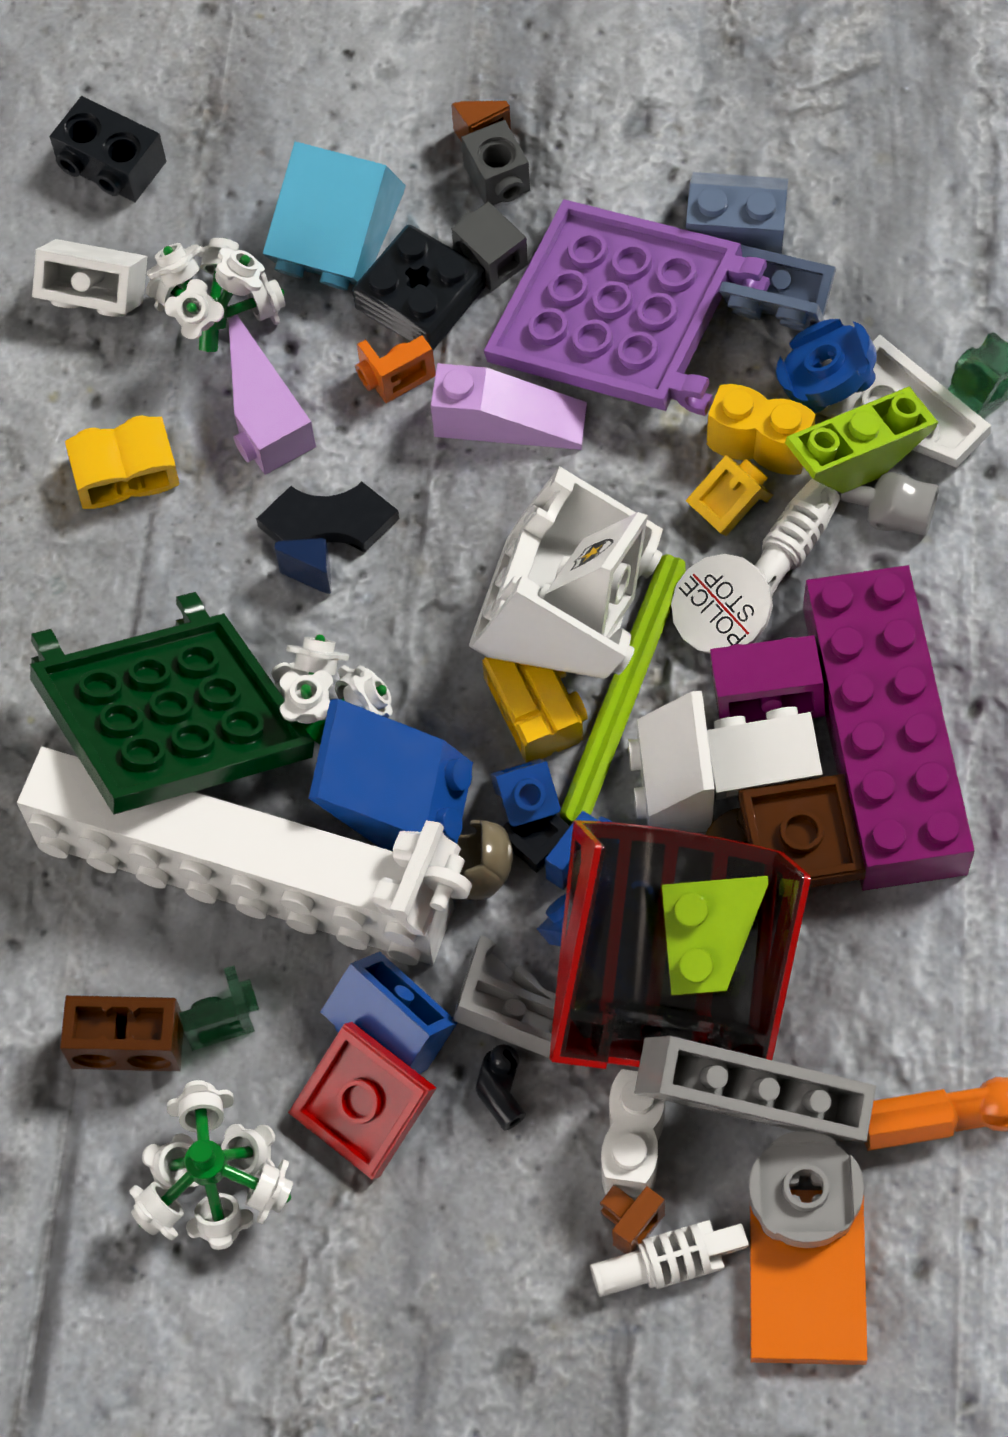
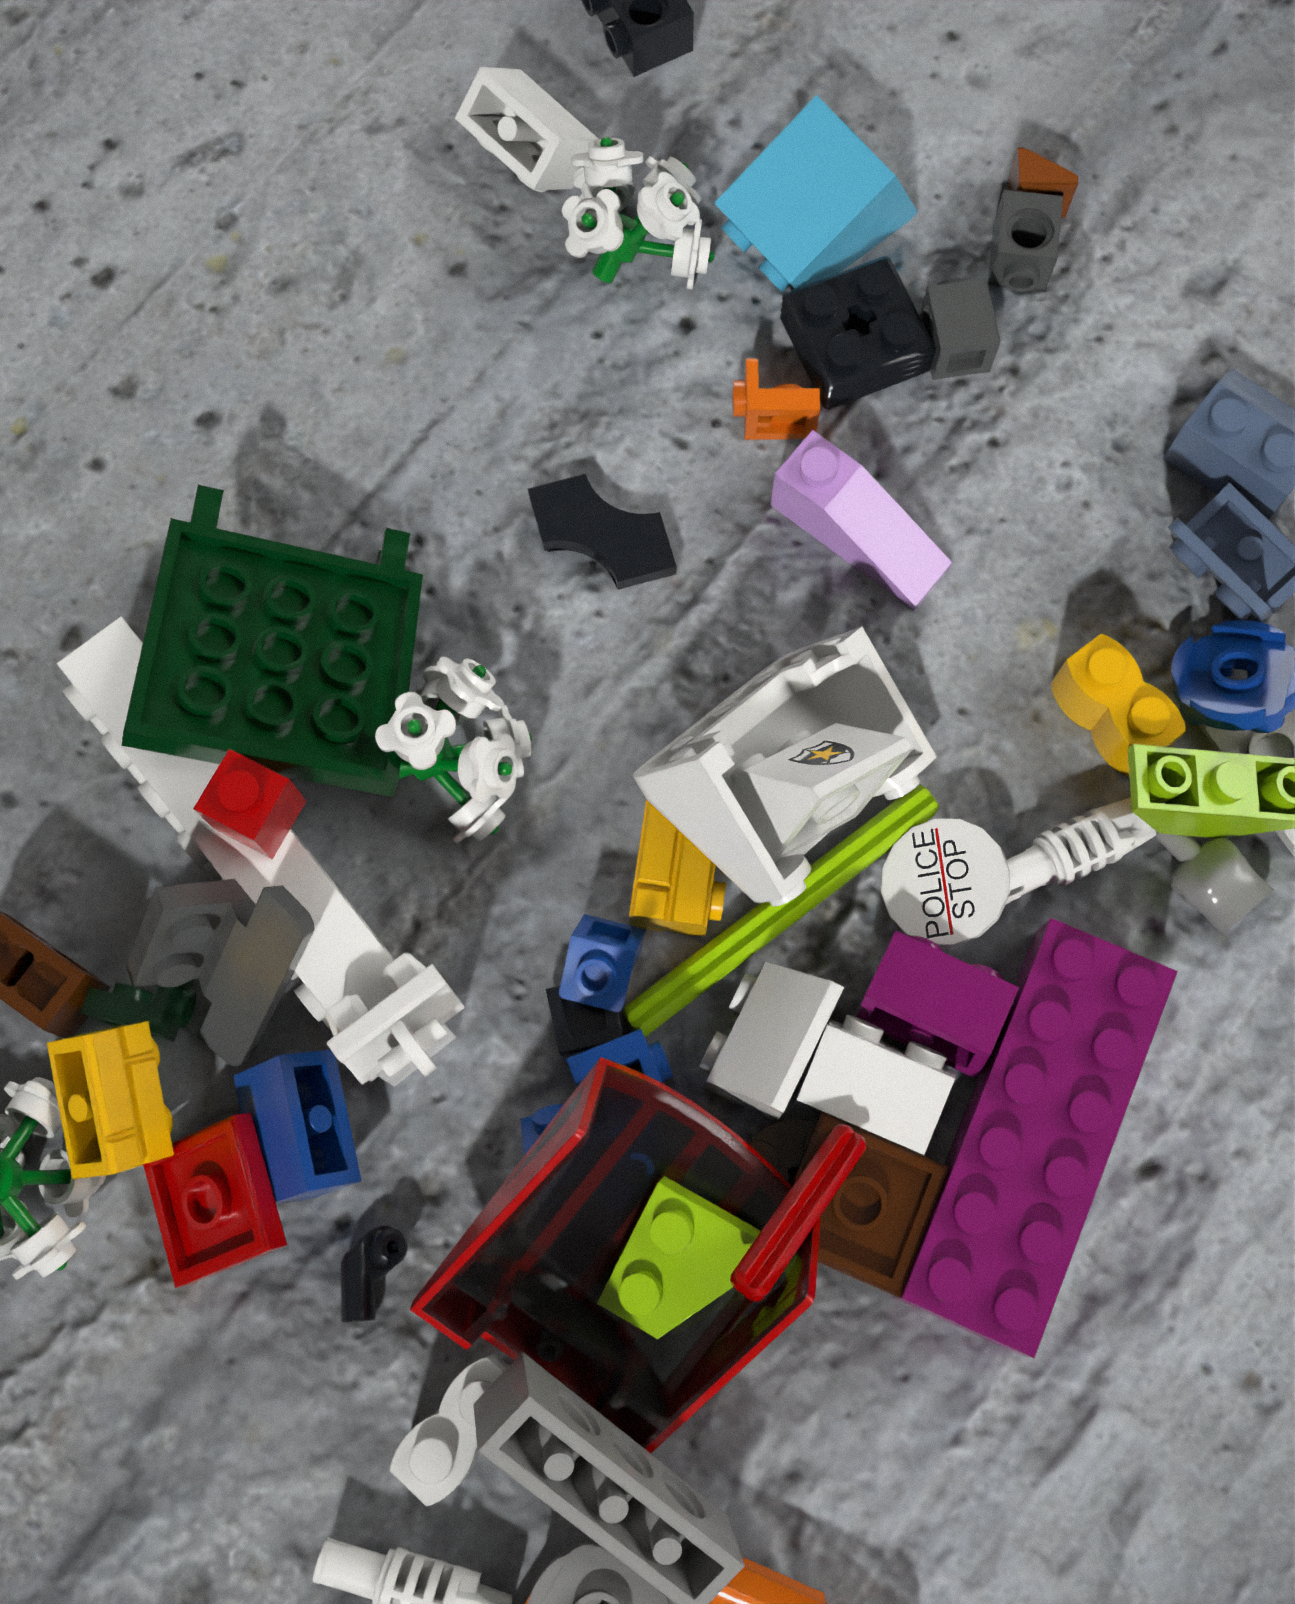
camera: 30 degrees right, 10 degrees up
(122, 462) = (433, 347): yellow brick -> none
(229, 801) = (250, 803): none -> red brick
(249, 1066) = (111, 1100): none -> yellow brick
(267, 415) = (608, 369): lavender slope -> none
(272, 921) = (232, 947): none -> dark grey plate
(306, 562) = (547, 566): dark blue slope -> none
(387, 776) = (453, 873): blue slope -> none
(486, 857) = (501, 1011): dark tan hair -> none
(505, 1002) = (429, 1183): light grey wing -> none
(619, 306) = (1055, 477): medium lavender plate -> none
(632, 1218) = (402, 1521): dark orange tile -> none
(729, 493) = (1036, 758): yellow bracket -> none
(765, 845) = (798, 1213): none -> red axle

